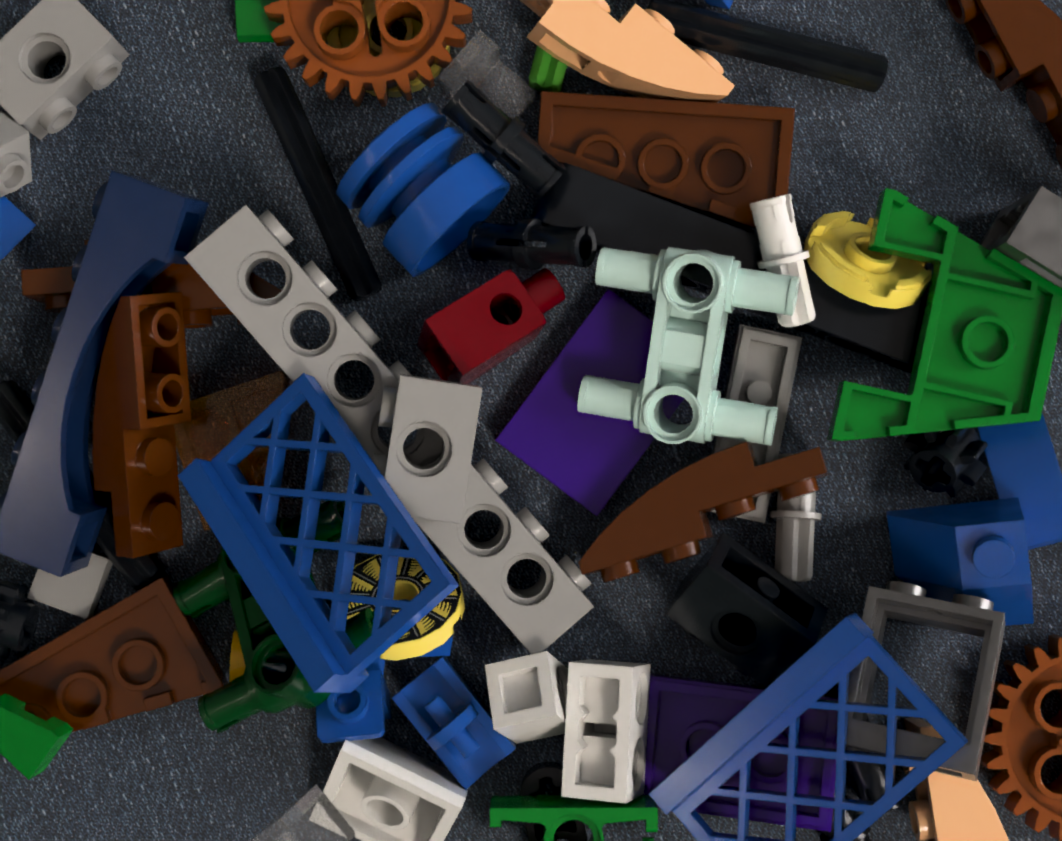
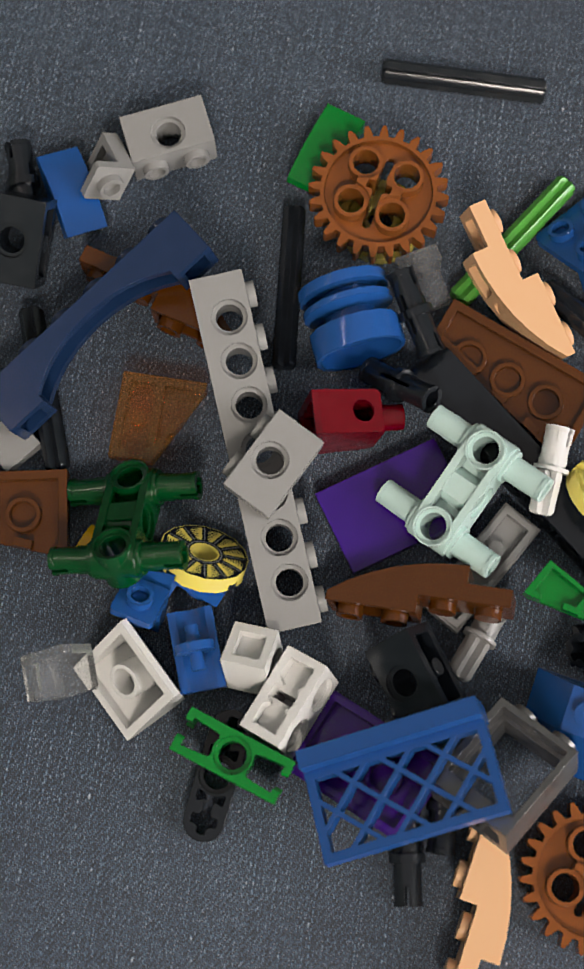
camera: 30 degrees right, 10 degrees down
(137, 403) = (110, 357): reddish brown slope -> none
(282, 579) = (143, 494): blue fence -> none

